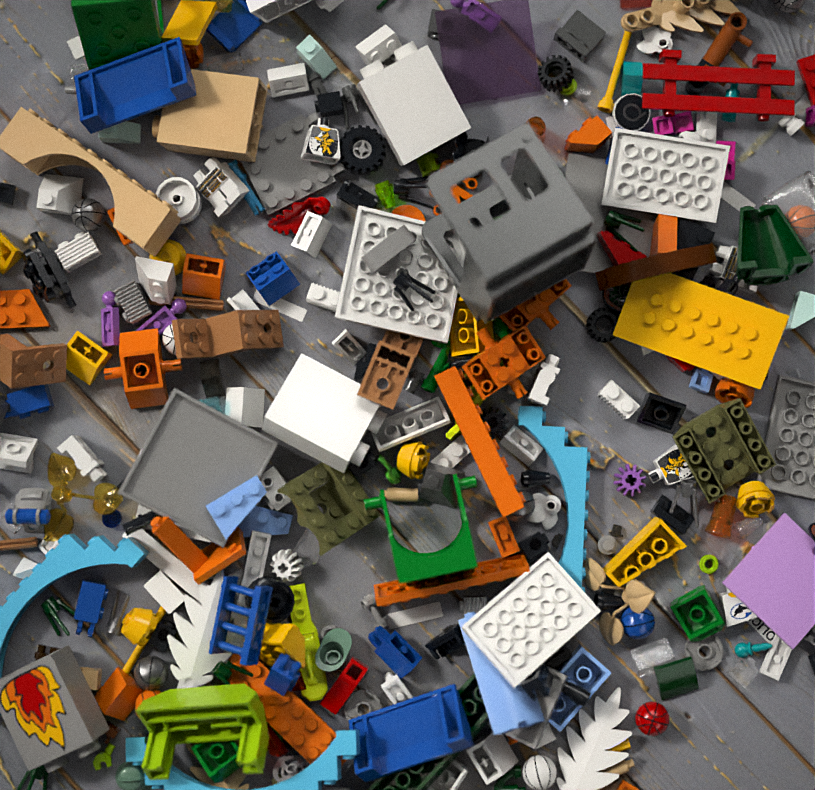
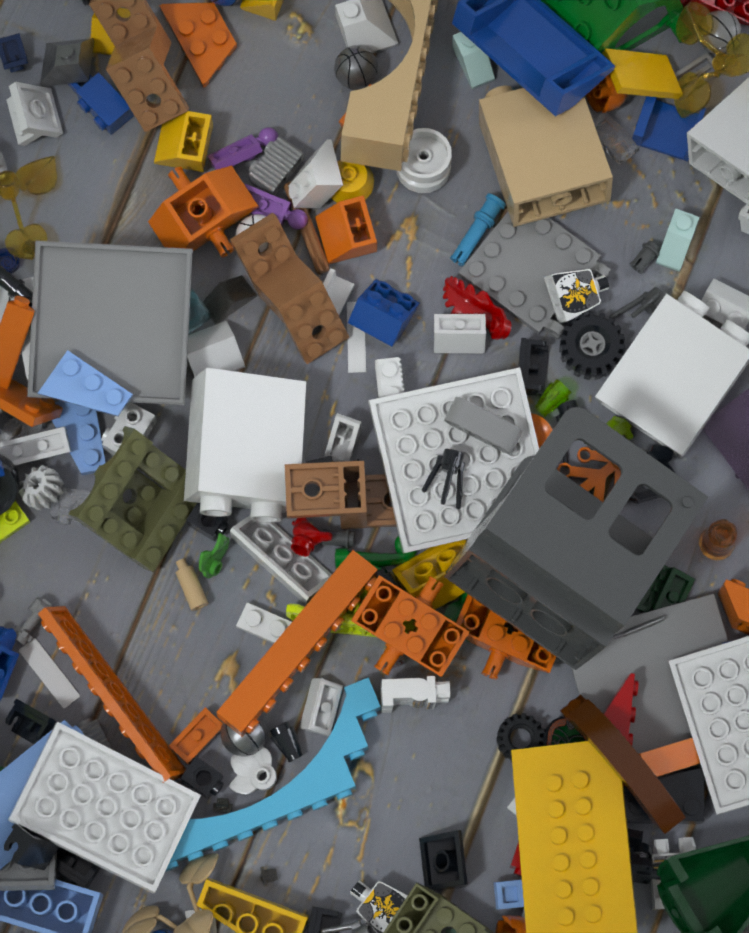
camera: 65 degrees right, 10 degrees down
(46, 273) = (262, 66): black piece -> none
(78, 251) = (307, 76): white brick -> none
(83, 457) = (63, 192): white hips -> none
(220, 186) = (464, 200): white hips -> none
(288, 80) = (633, 220): white panel -> none
(329, 104) = (628, 281): black brick -> none
(406, 403) = (306, 537): none -> red animal
(413, 459) = (240, 579): yellow cone -> none
(439, 485) = (225, 628): flat silver slope -> none
(454, 557) = (107, 627): green piece -> none
(499, 421) = (340, 660): black gear -> none
(576, 693) = (37, 910): black cone -> none
(607, 544) = (245, 871): light grey plate -> none
(608, 601) = (173, 904): black cone -> none
(615, 219) = (658, 688): dark green plant -> none
(618, 400) = (434, 799): white brick -> none
(633, 474) = (349, 862): medium lavender gear -> none

